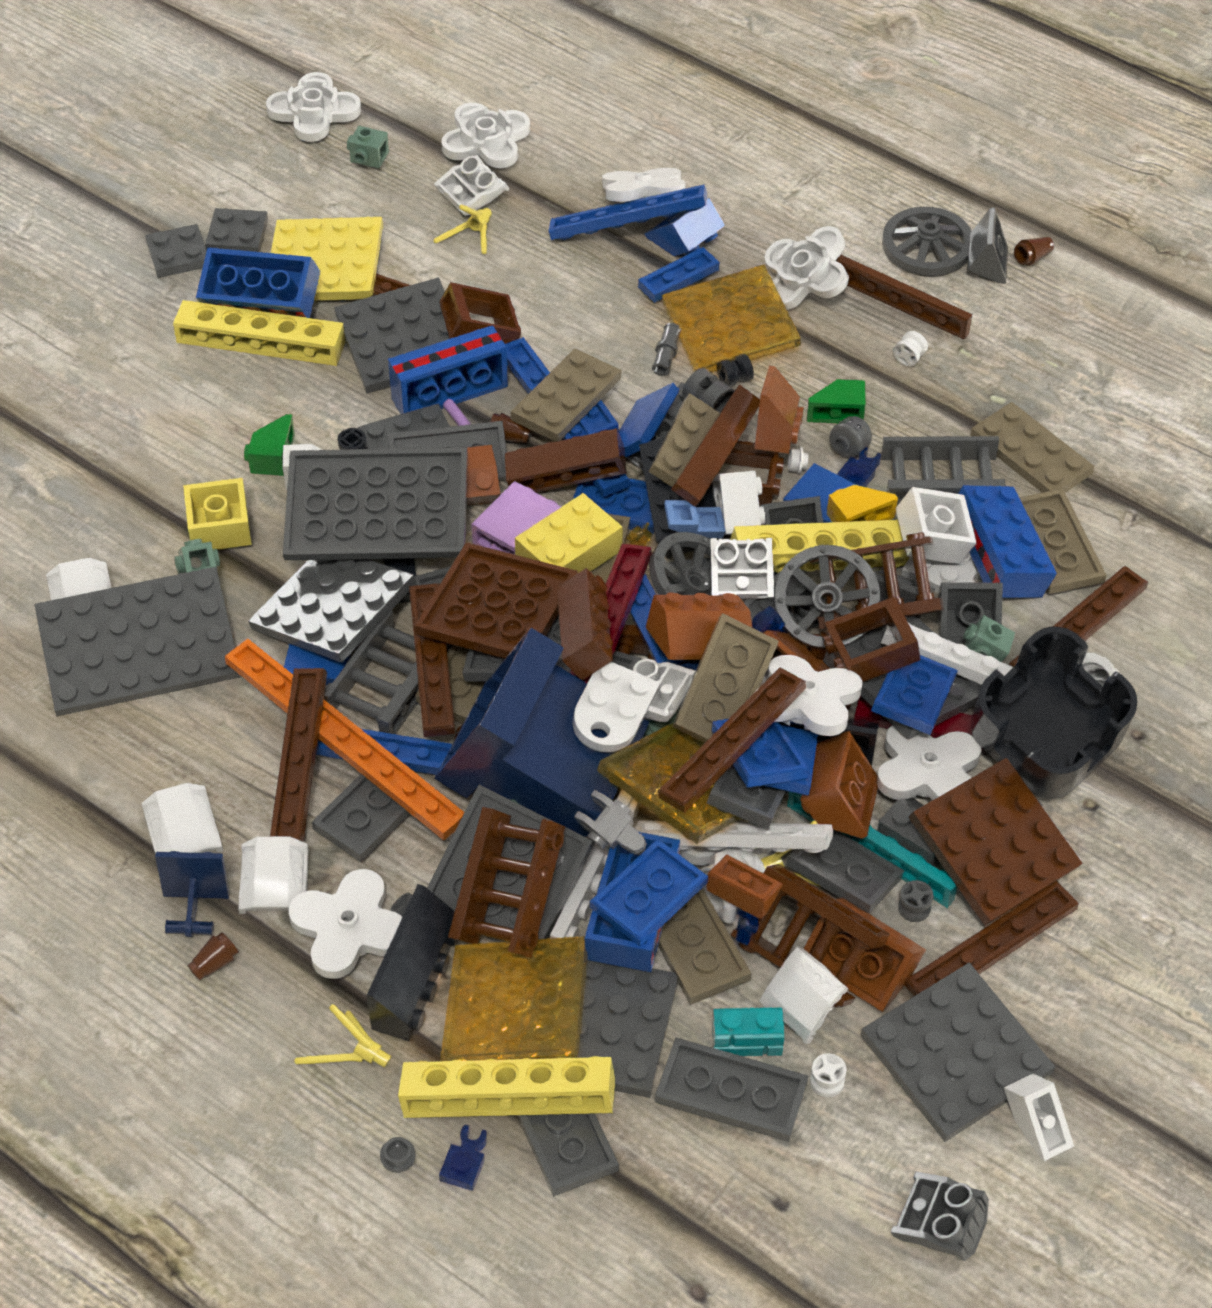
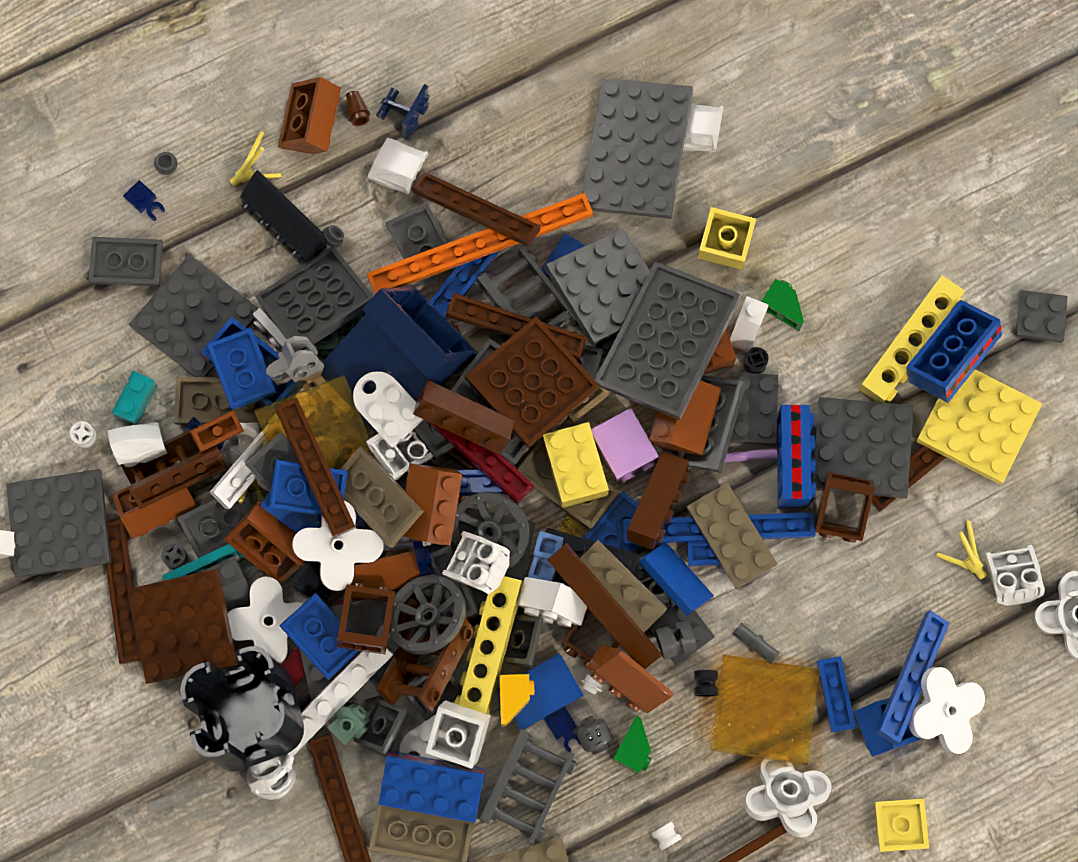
camera: 115 degrees right, 25 degrees up
(181, 820) = (466, 125): white slope -> none
(196, 549) = (689, 209): sand green brick -> none
(237, 229) = (1045, 369): dark grey plate -> none
(250, 1006) = (309, 116): none -> dark orange slope
(345, 922) = (350, 206): white plant -> none
(480, 876) = (302, 270): reddish brown fence -> none
(507, 1087) = (193, 186): light yellow brick -> none
(512, 431) = (727, 475): reddish brown cone -> none
(514, 1003) = (224, 267): clear yellow plate -> none
(731, 1089) = (104, 372): dark grey plate -> none
(774, 191) = (901, 825): none -> light yellow plate

